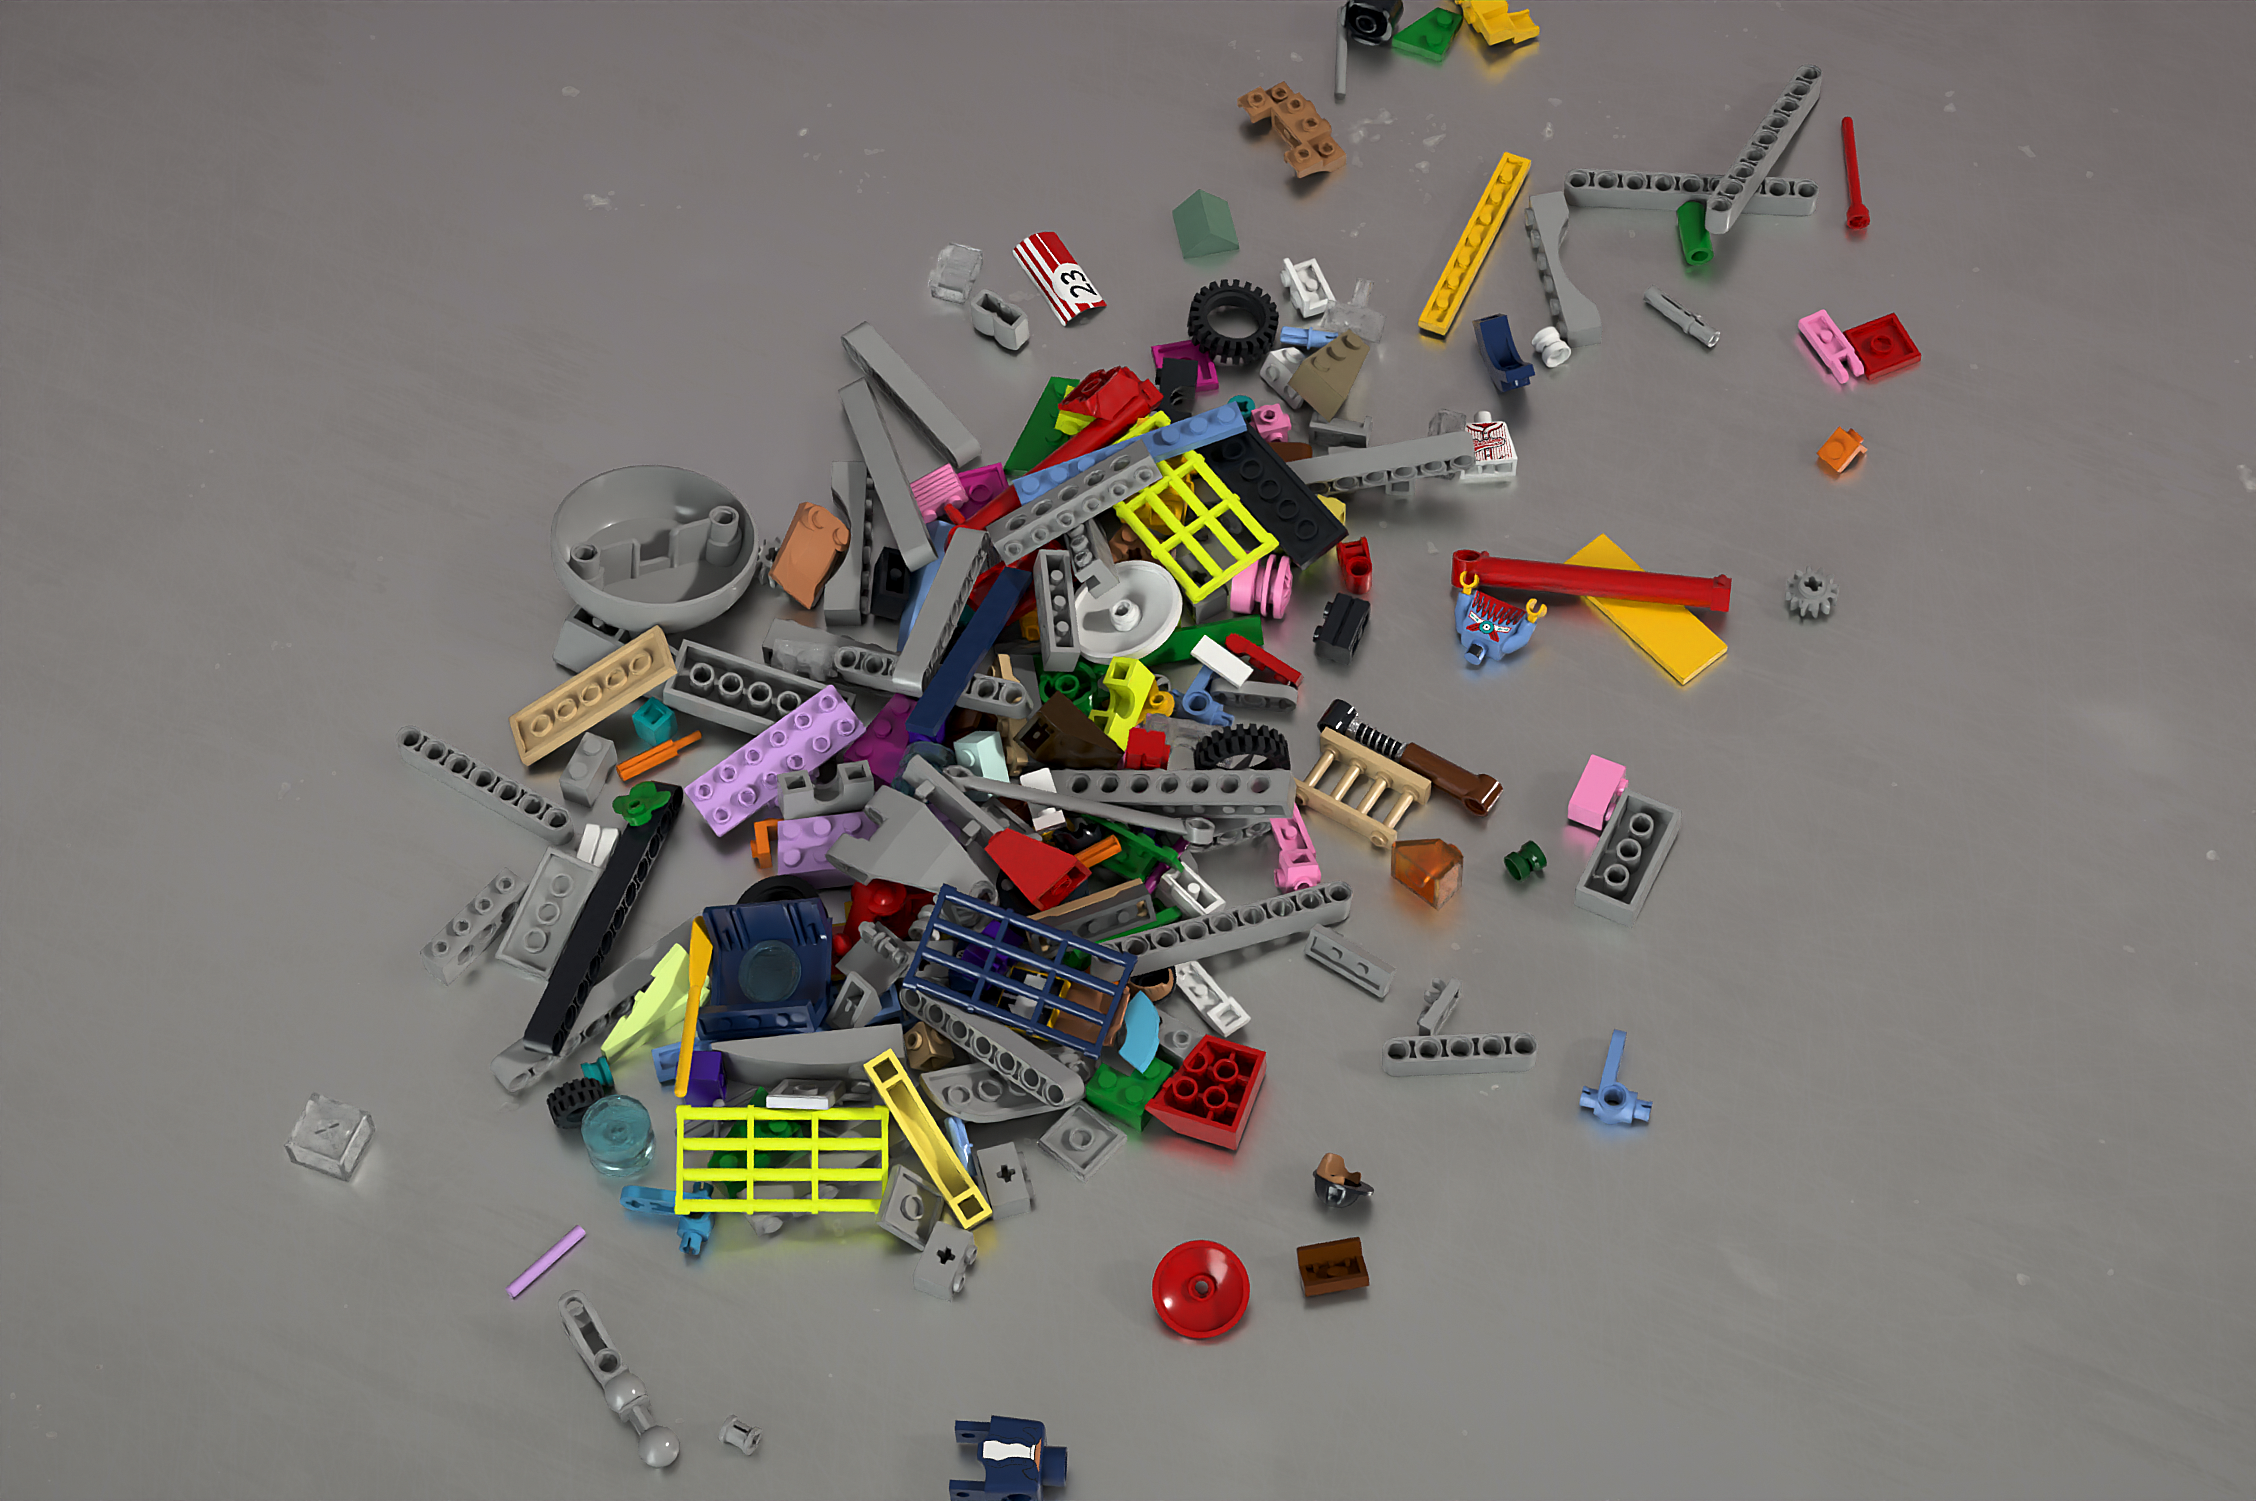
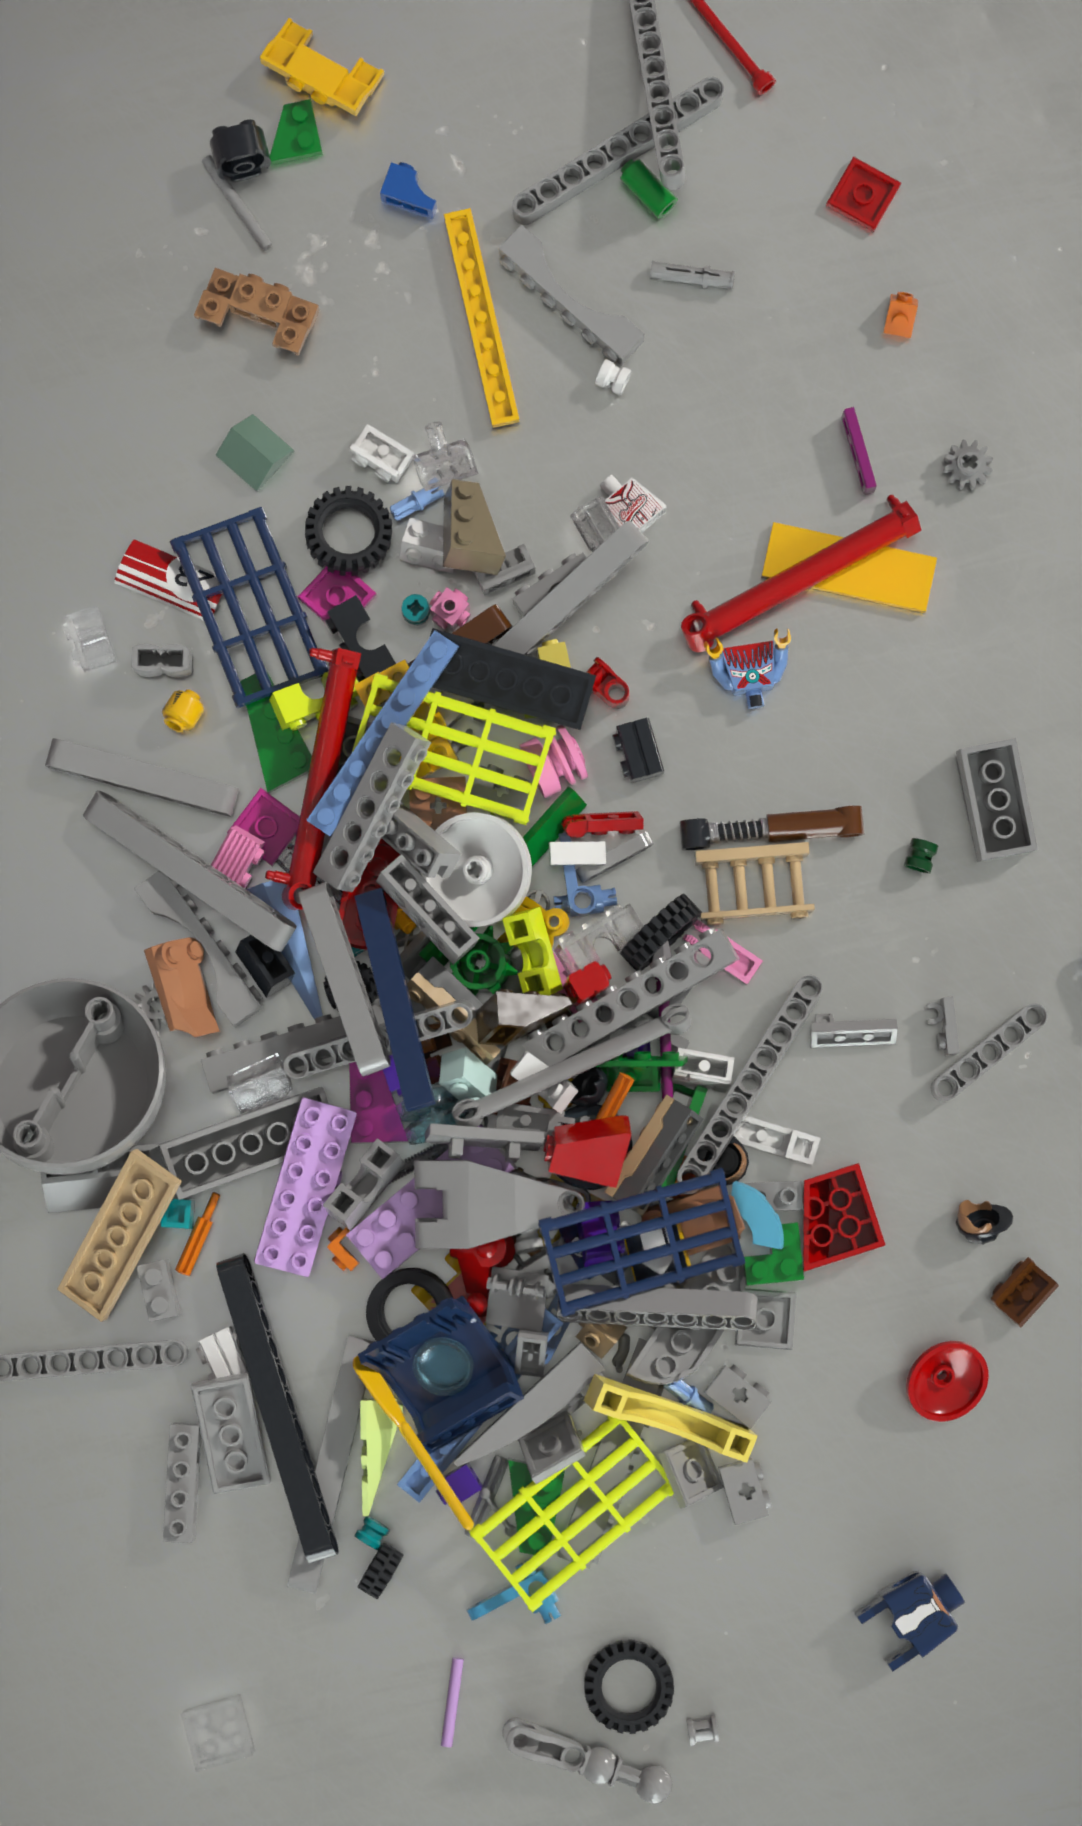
camera: 40 degrees left, 25 degrees up
(618, 1135) = (416, 1582): clear light blue wheel -> none
(640, 802) = (228, 1293): green plate -> none
(714, 1386) = (629, 1721): none -> black tyre
(985, 367) = (182, 710): none -> yellow head
(1098, 304) = (253, 578): none -> dark blue door
(1101, 394) = (311, 690): red slope -> none
(1296, 870) = (765, 992): bright pink brick -> none
(1428, 869) = (863, 919): clear orange slope -> none
(1484, 117) = (402, 191): none -> blue arch
(1500, 353) = (582, 414): dark blue arch -> none
(1597, 792) = (935, 759): bright pink brick -> none
(1721, 524) = (858, 451): none -> magenta tile
(1830, 345) = (825, 222): bright pink hinge -> none

